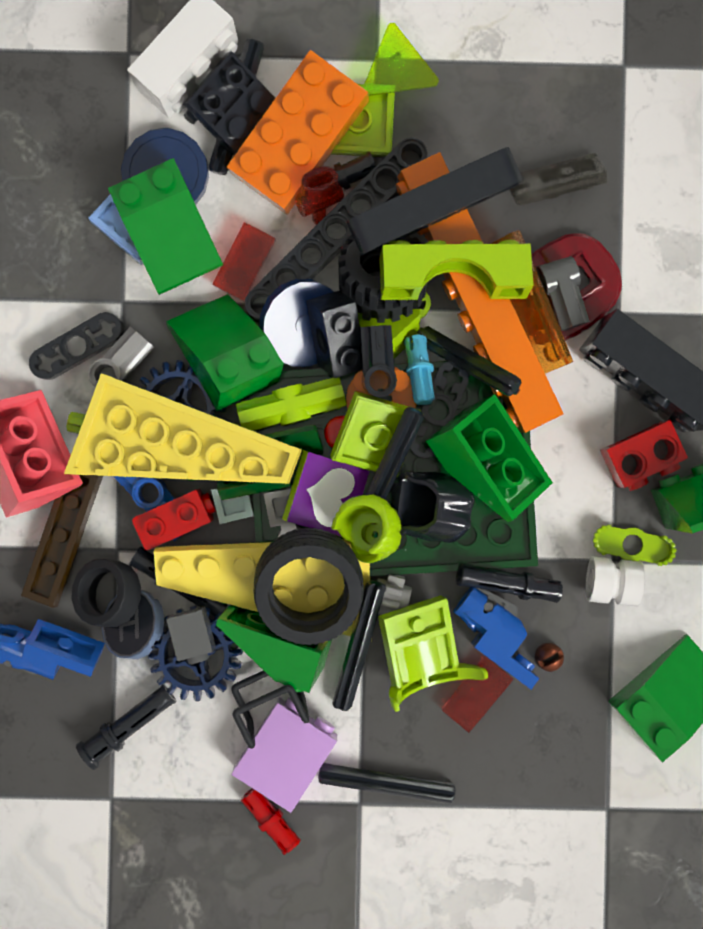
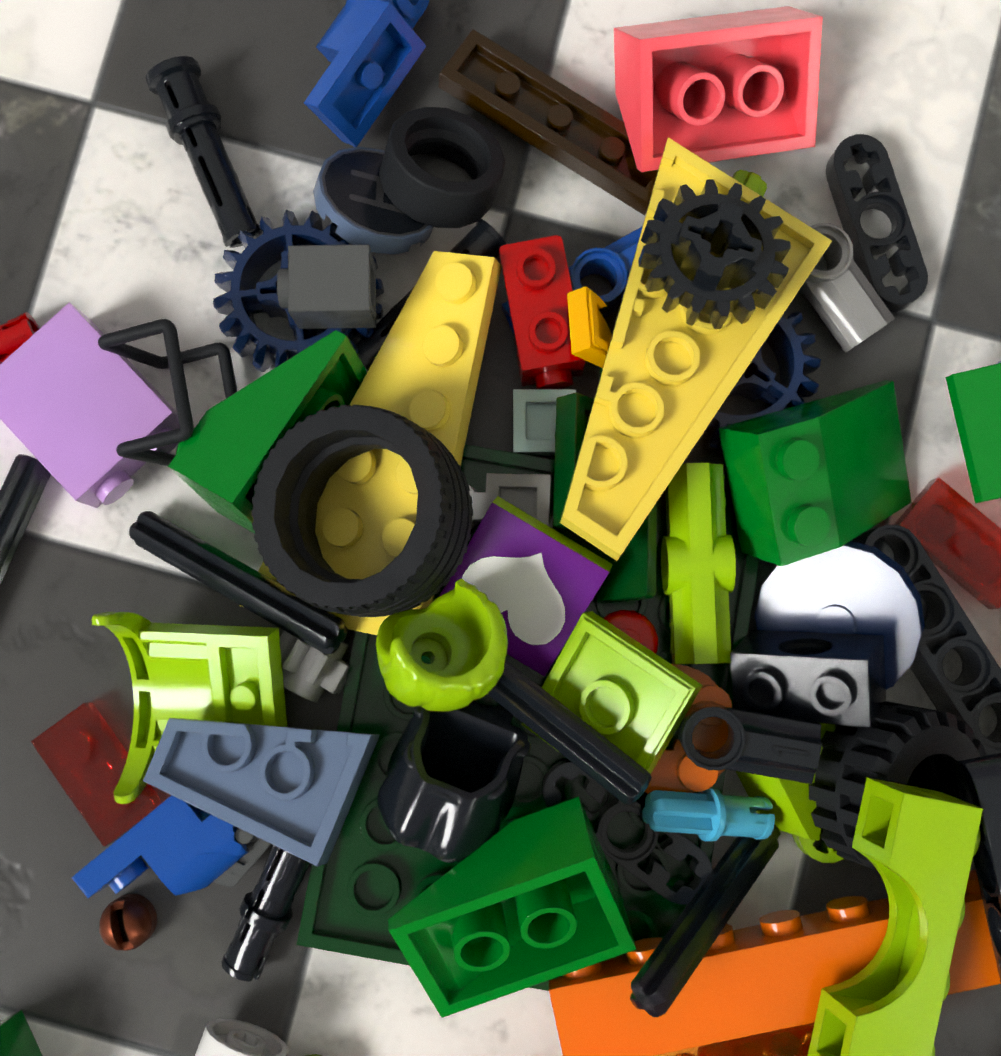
camera: 105 degrees right, 5 degrees down
(128, 422) = (722, 224): none -> black gear
(178, 492) = (588, 328): none -> yellow tile
(456, 602) = (265, 778): none -> sand blue wing

